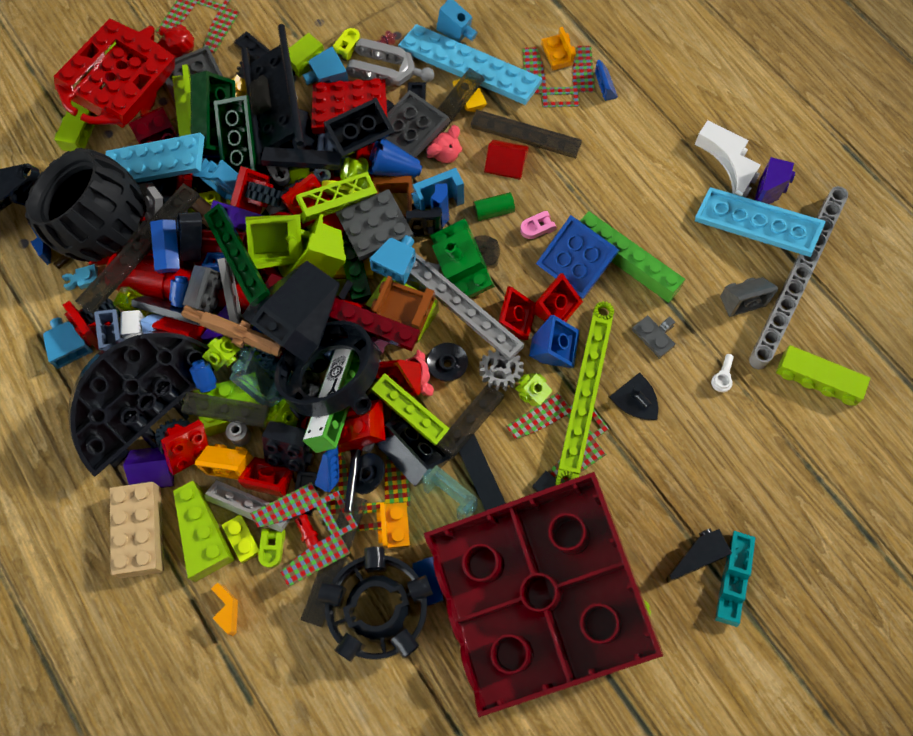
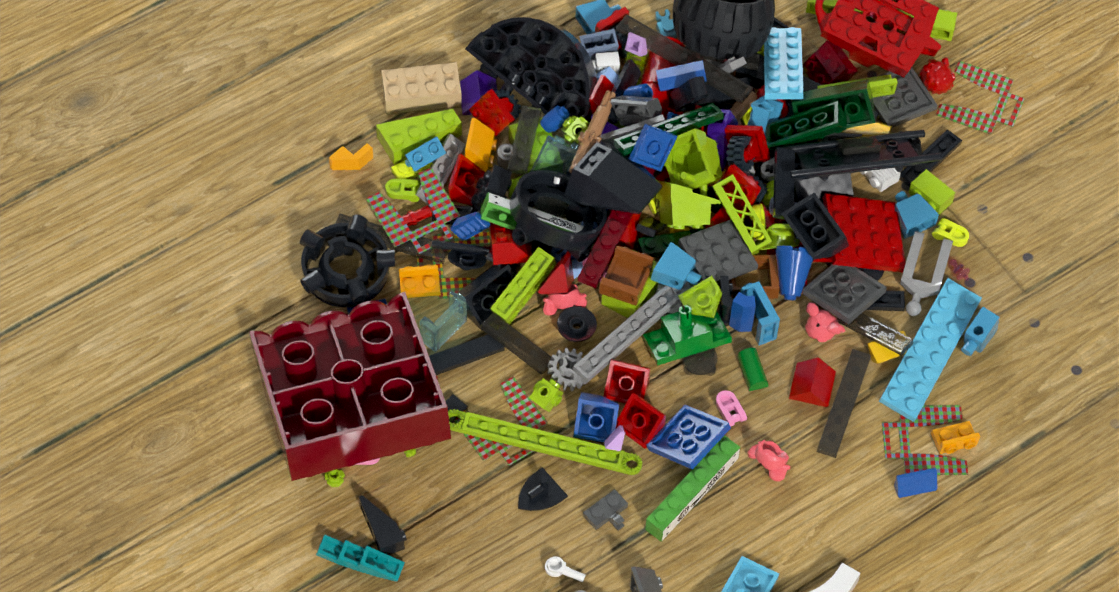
camera: 85 degrees right, 10 degrees down
(115, 293) = (636, 45): none -> lavender slope
(233, 520) = (424, 154): none -> dark azure hinge
(261, 266) = (652, 147): none -> blue tile
(430, 235) = (703, 297): none -> lime plate
(582, 323) = (616, 439): none -> lavender slope
(589, 192) = (771, 458): none -> coral hair

